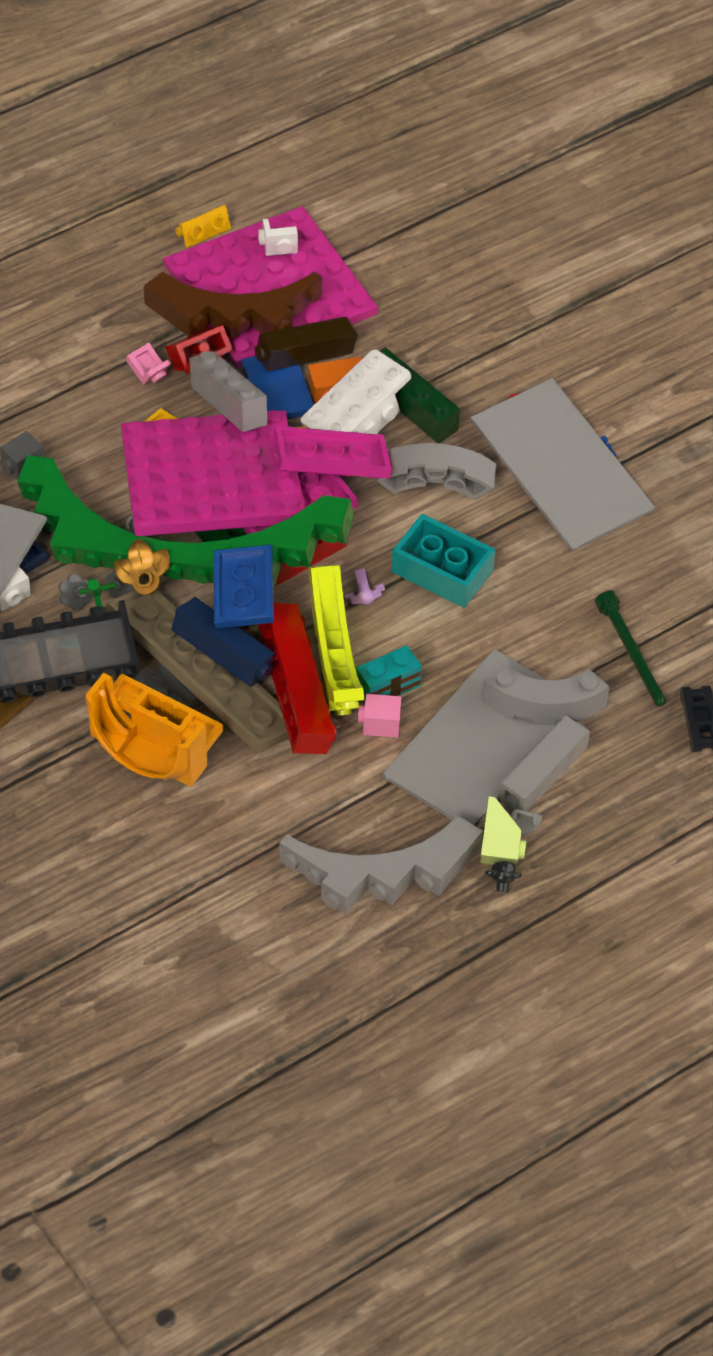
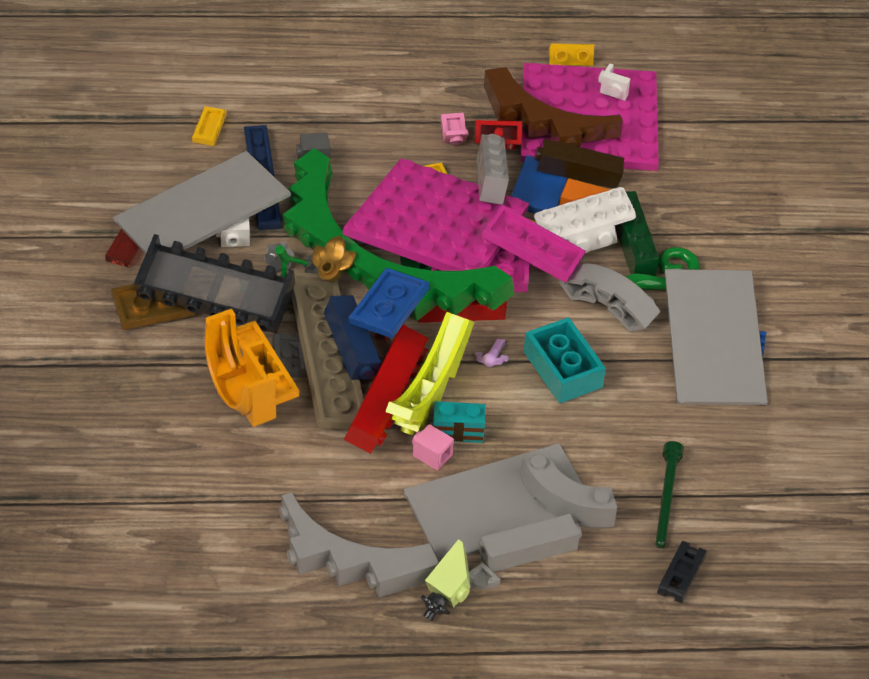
camera: 30 degrees right, 5 degrees down
(468, 434) = (650, 282): none -> green plant

